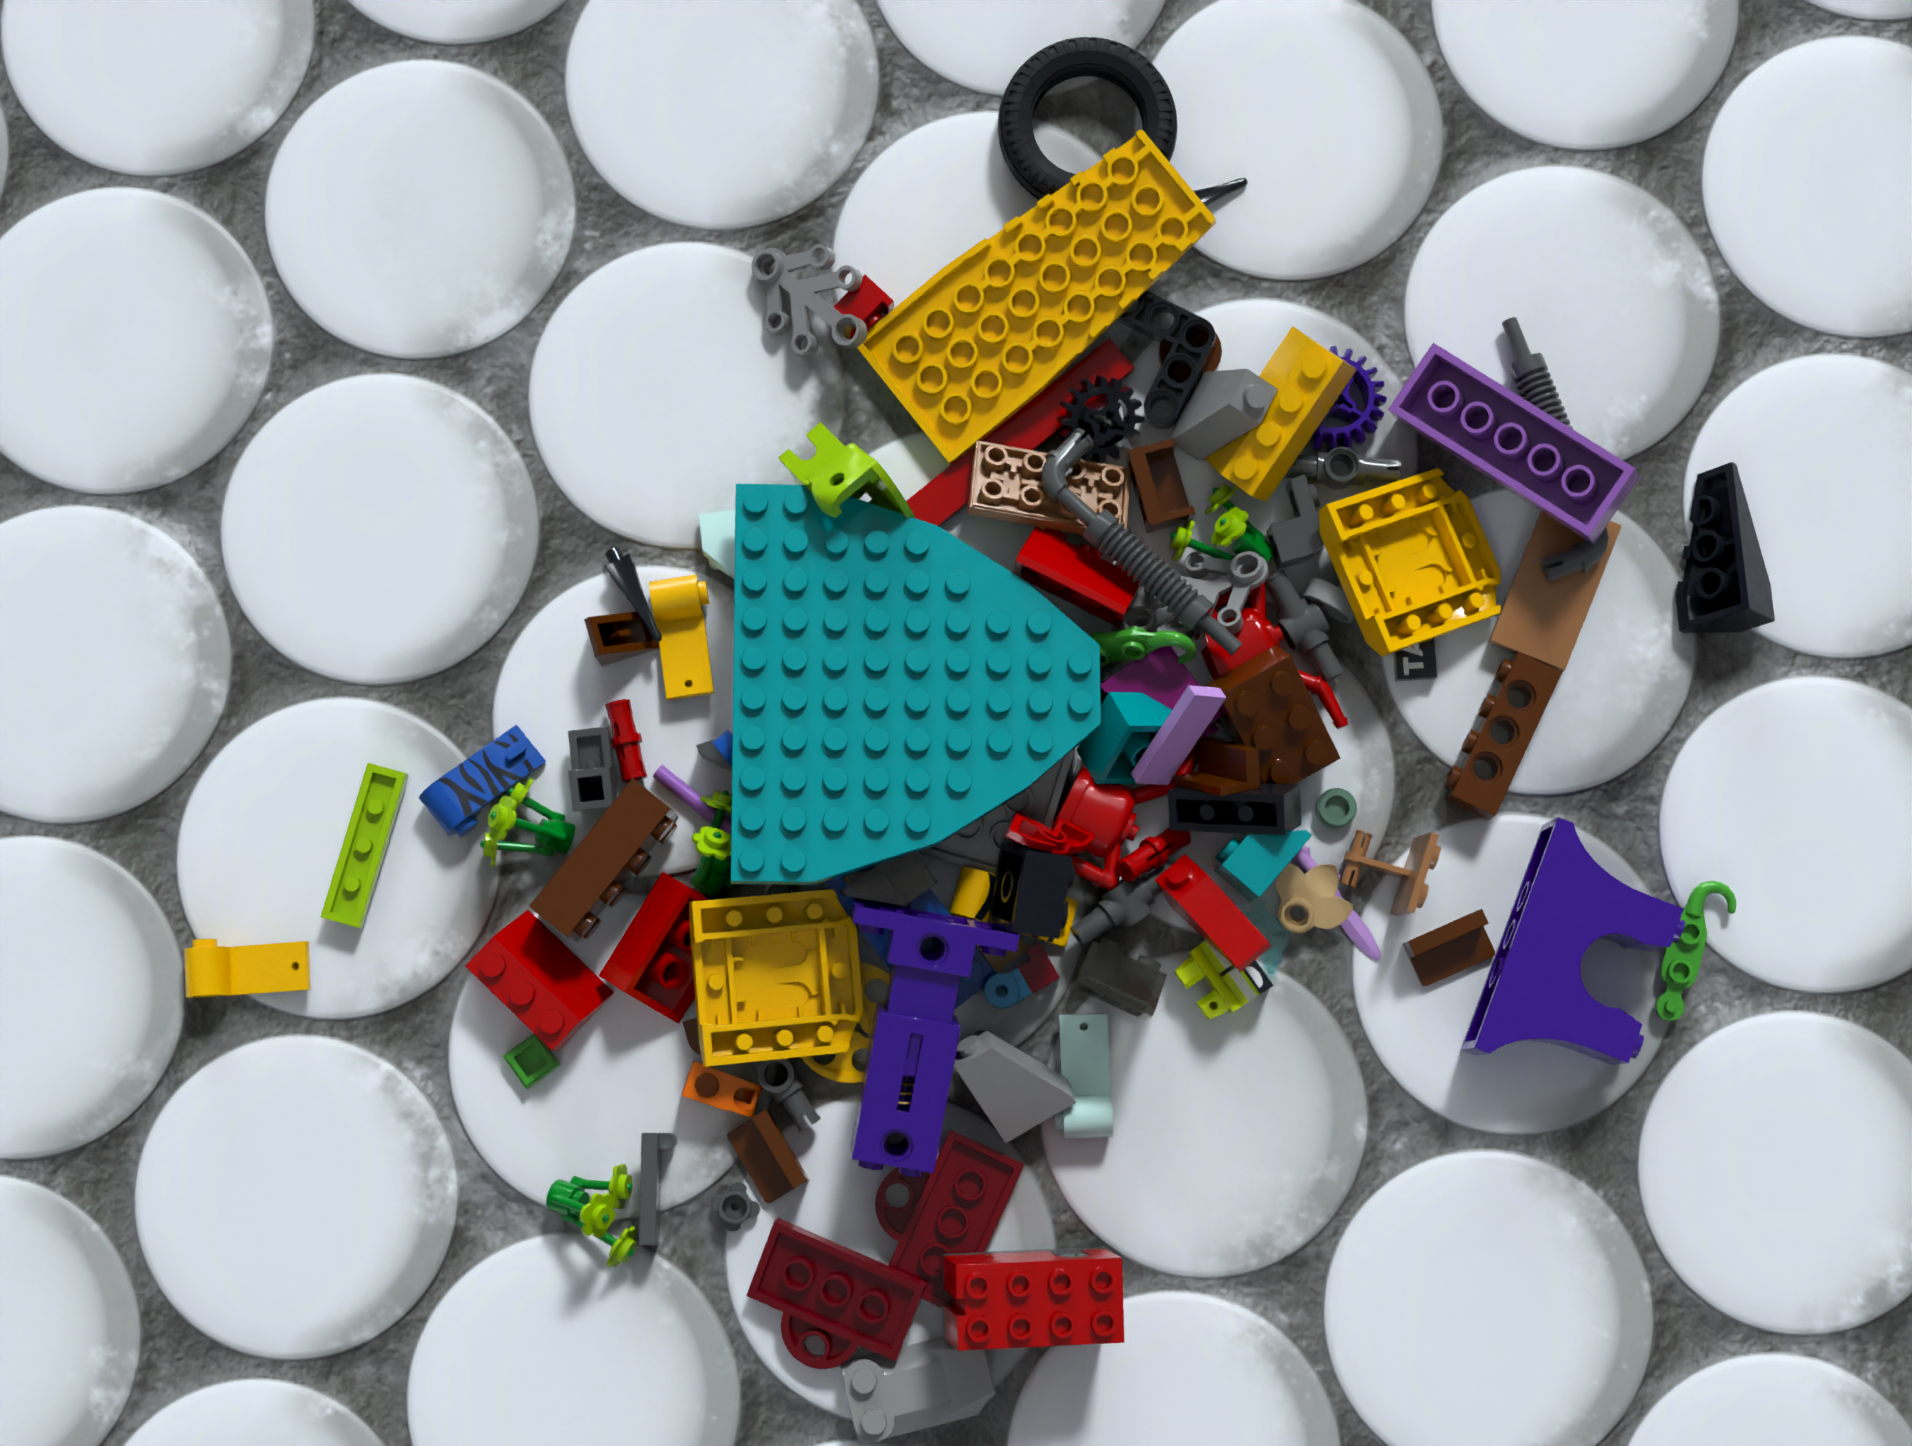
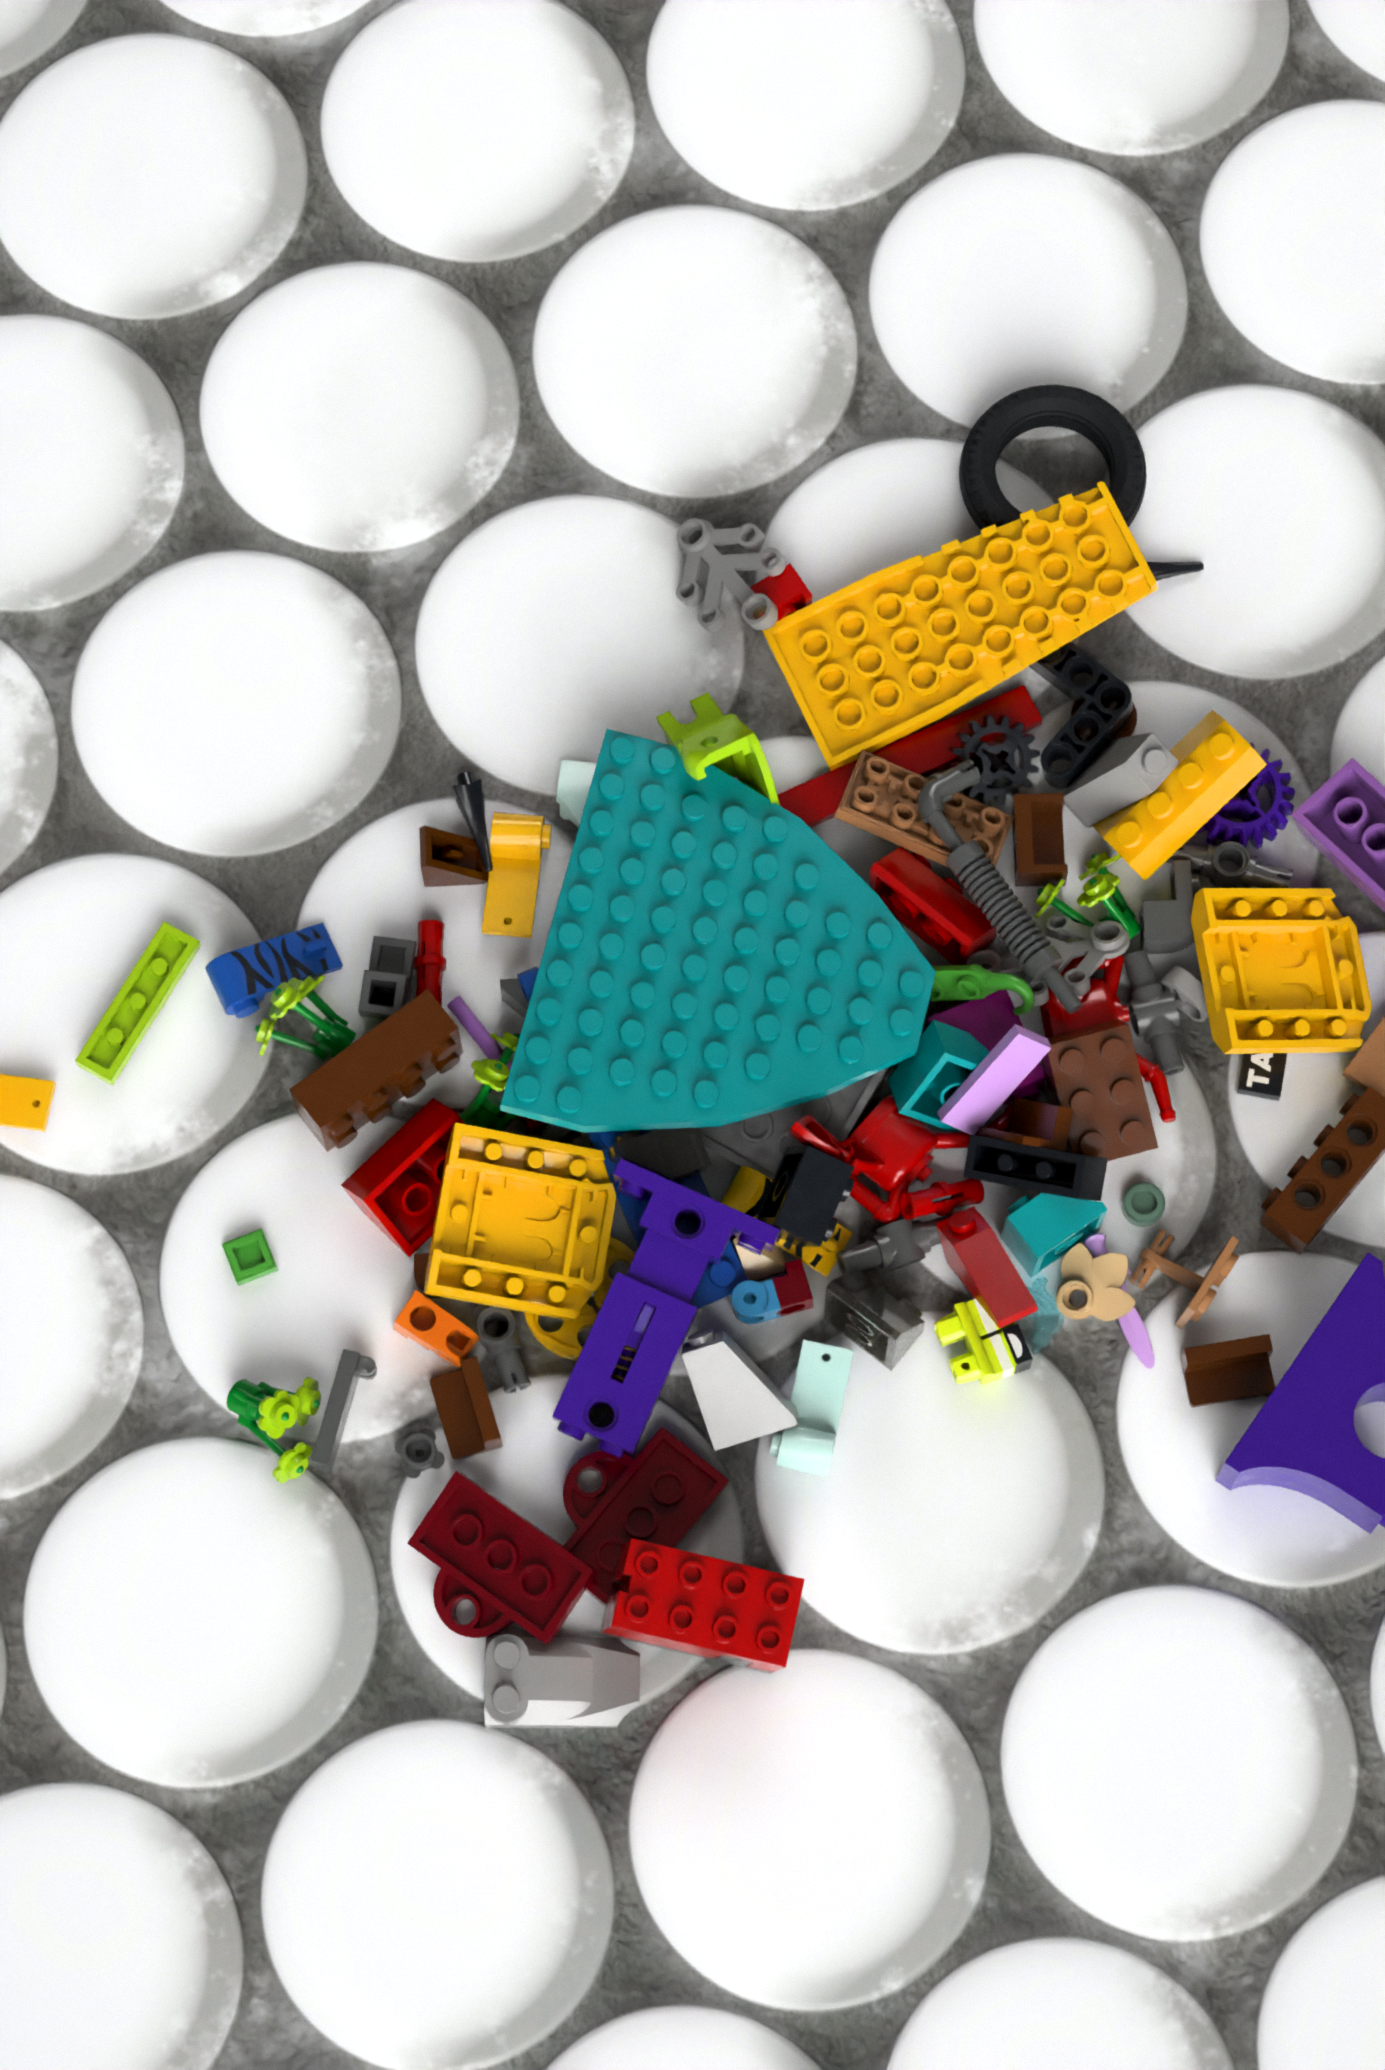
camera: 15 degrees right, 10 degrees down
(540, 980) = (279, 1177): red slope -> none

